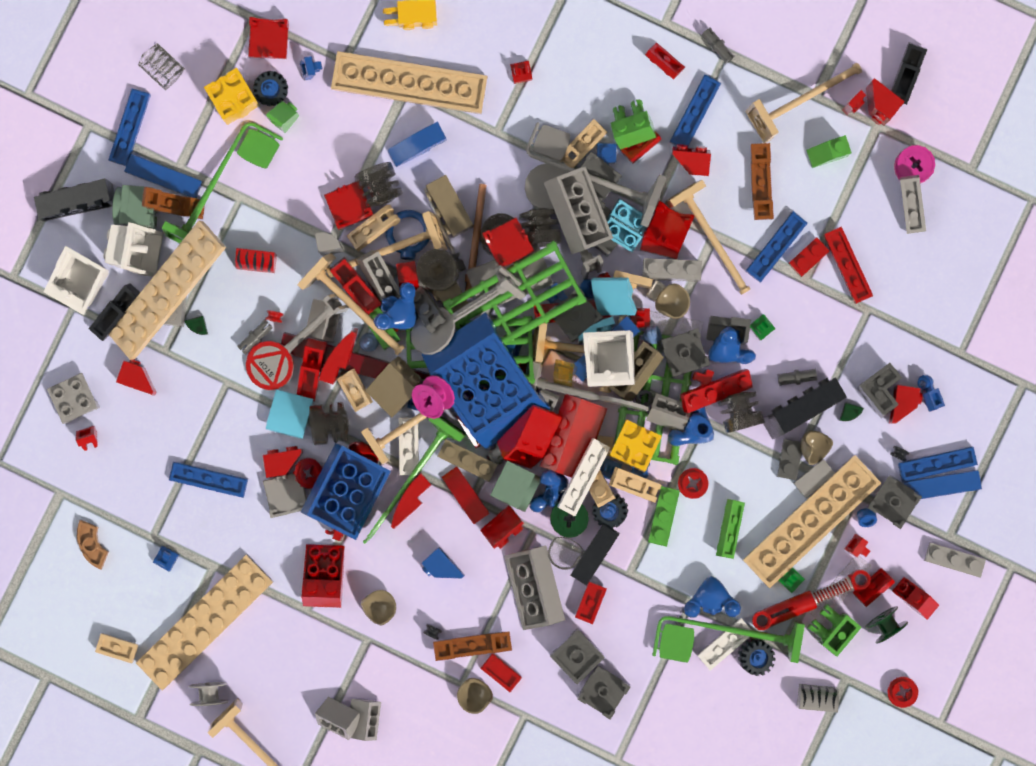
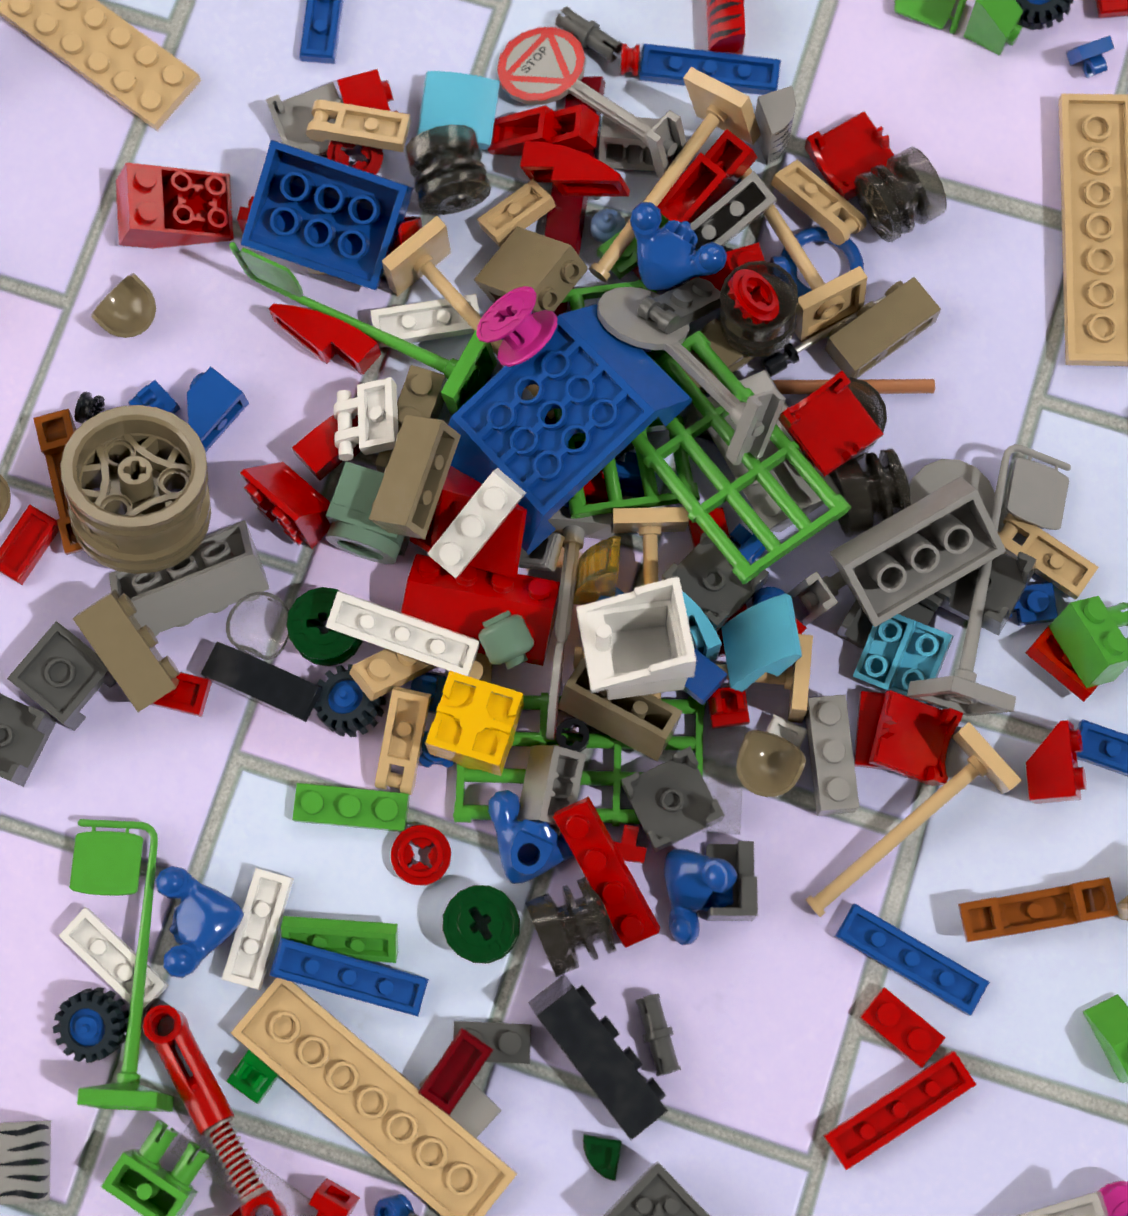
camera: 85 degrees right, 10 degrees down
(284, 274) = (738, 71): none -> blue tile
(298, 468) = (358, 125): none -> tan plate
(417, 144) = (988, 258): blue slope -> none
(434, 597) = (155, 396): none -> blue tile
(435, 267) = (763, 305): none -> red gear
(465, 477) = (376, 418): none -> white plate
(488, 606) = (135, 462): none -> dark tan wheel
(507, 459) = (414, 476): none -> dark tan brick
(535, 431) = (476, 523): none -> white plate
(553, 492) = (381, 585): blue head -> none
(572, 619) = (127, 649): none -> dark tan brick
(594, 424) = (506, 639): none -> sand green head
(652, 335) = (698, 733): medium blue plate -> none
(721, 570) = (258, 929): none -> white plate
(735, 446) = (459, 924): none -> dark green piece
(749, 526) = (349, 977): none -> blue tile
(762, 327) = (746, 950): green tile -> none
(803, 478) = (455, 1071): none -> dark red tile
(815, 446) = (523, 1089): dark tan helmet -> none

